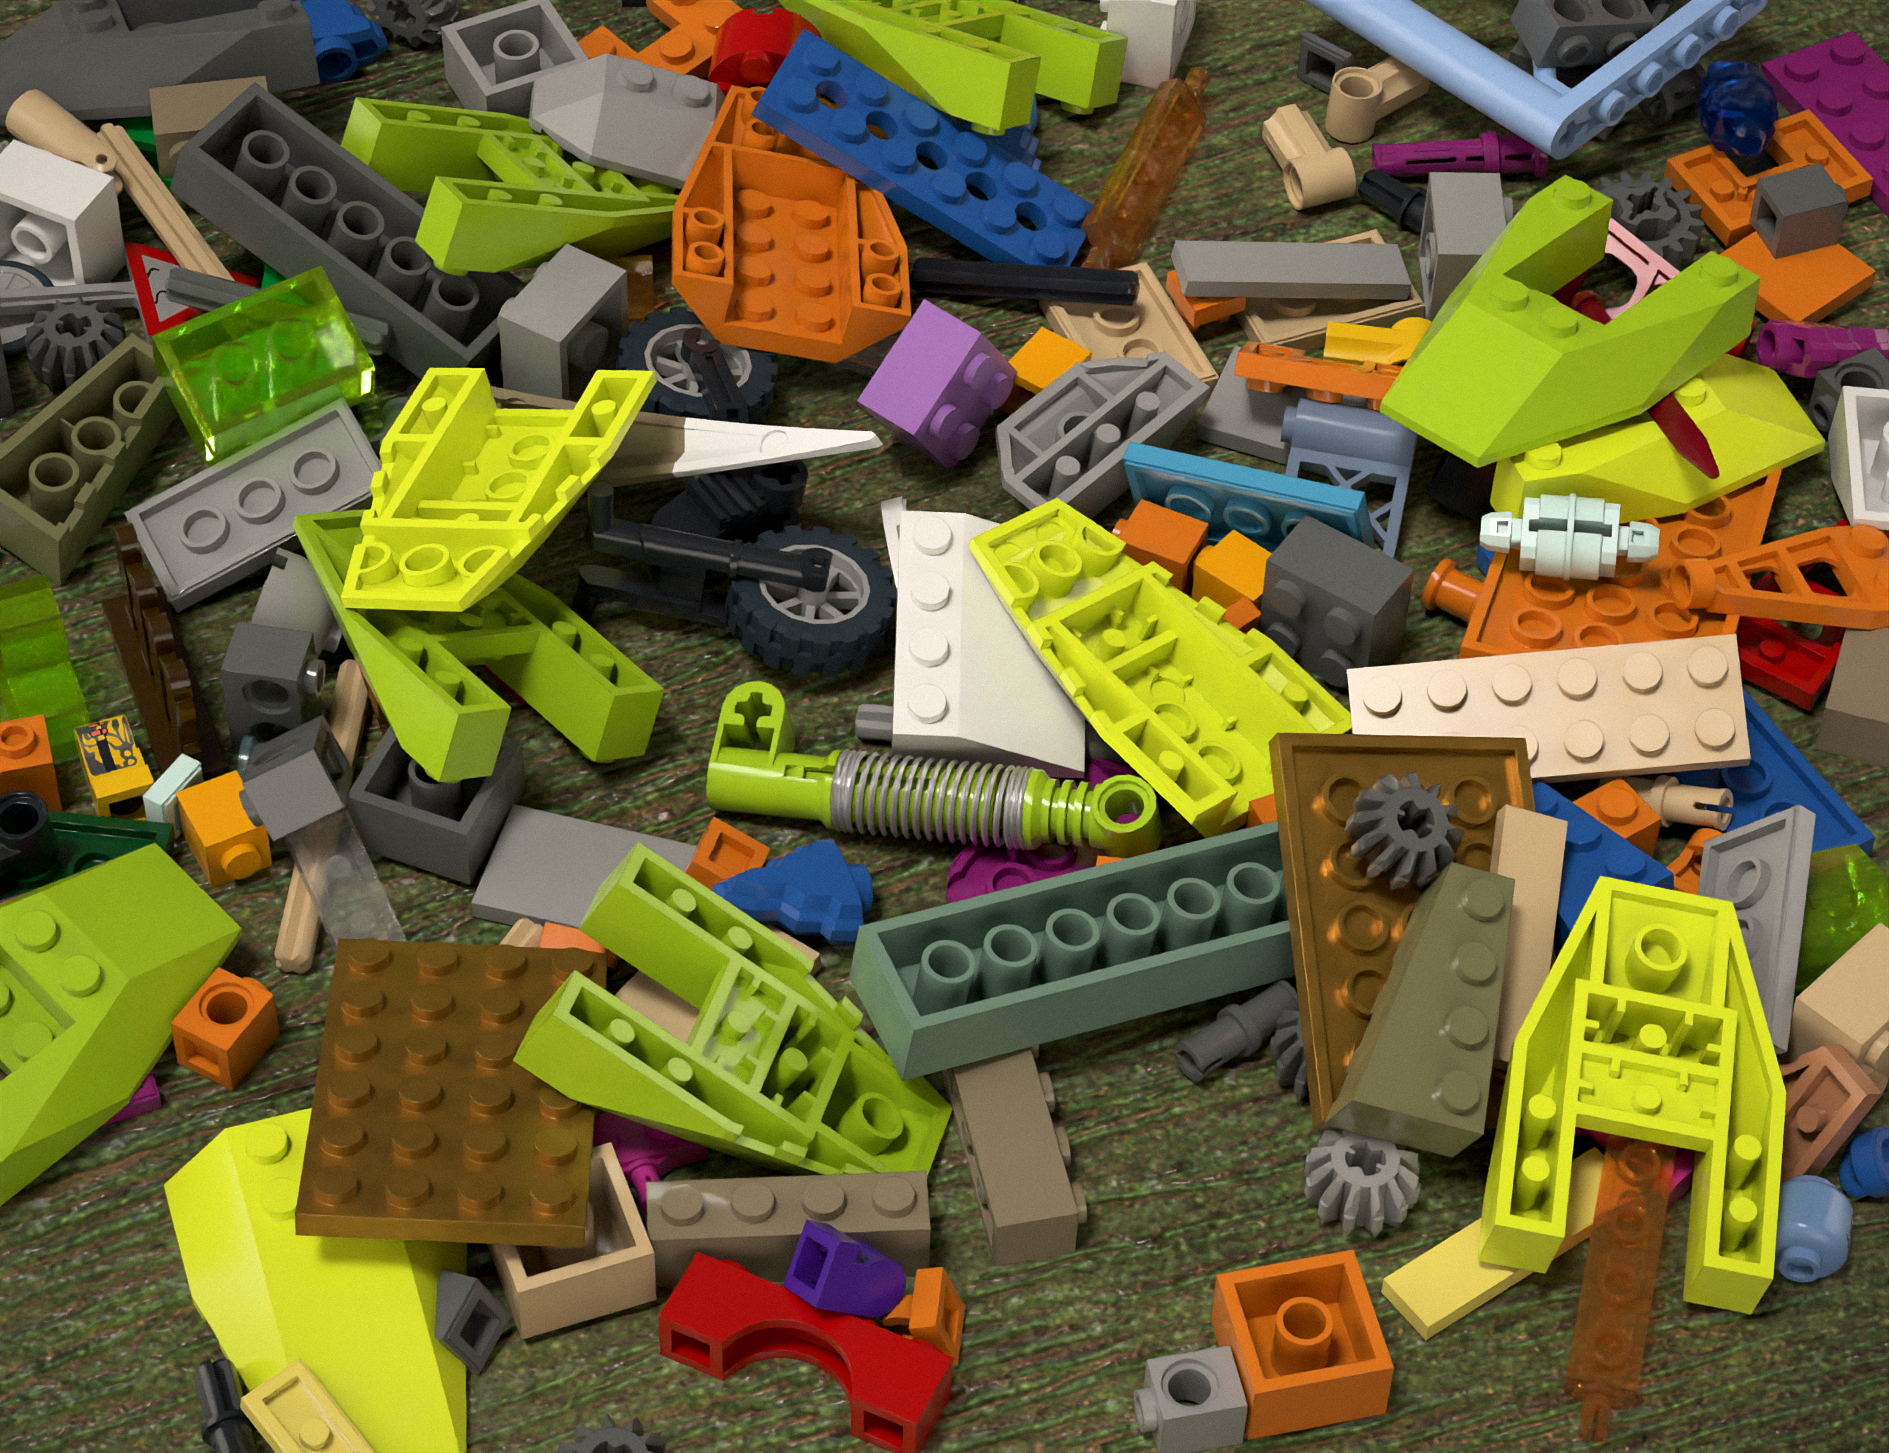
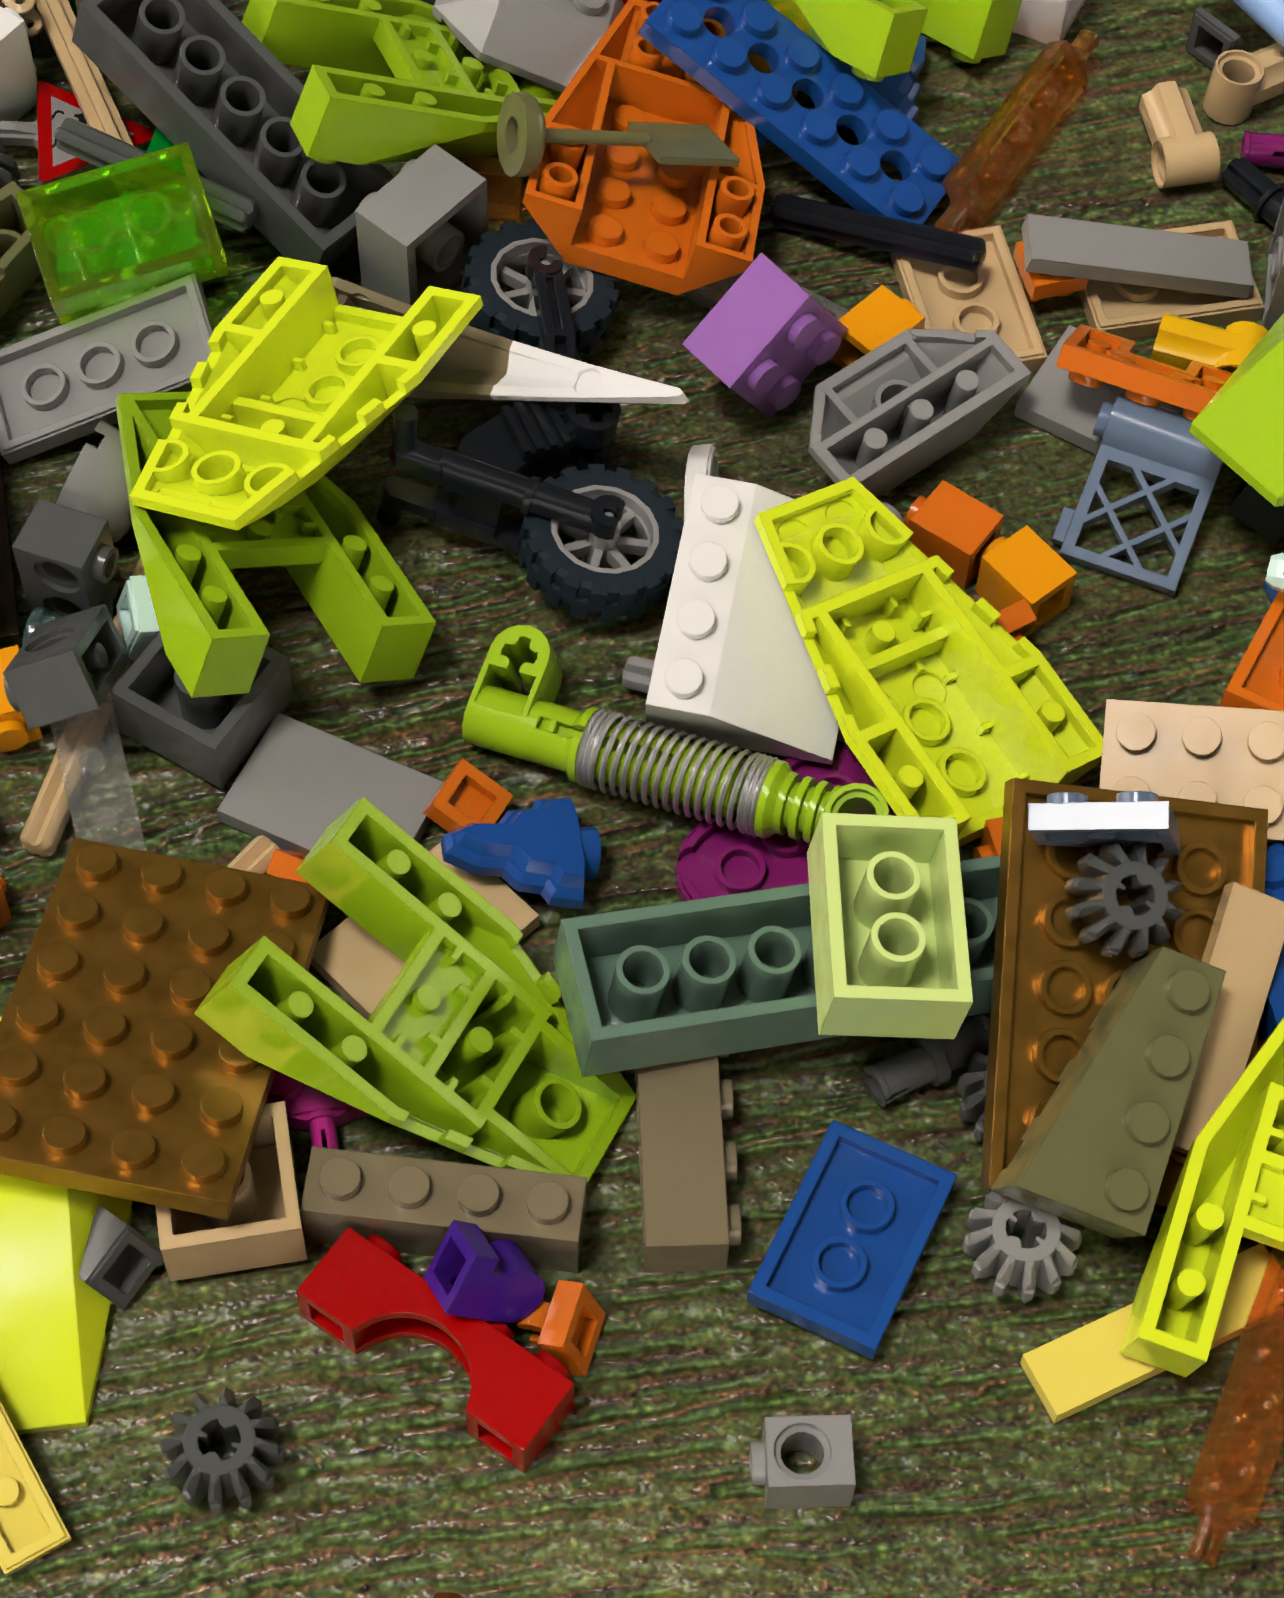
camera: 10 degrees right, 10 degrees up
(356, 725) = (136, 616): none -> light aqua tile
(662, 216) = (524, 135): none -> olive piece
(1181, 886) = (888, 926): none -> yellowish green brick
(1193, 1197) = (851, 1239): none -> blue plate
(1242, 498) = (1062, 513): dark azure tile -> none
(1303, 1343) = (925, 1420): orange brick -> none
(1334, 602) = (1110, 620): dark grey brick -> none
(1356, 761) = (1133, 818): none -> wing
(1451, 591) = (1233, 616): orange bush -> none

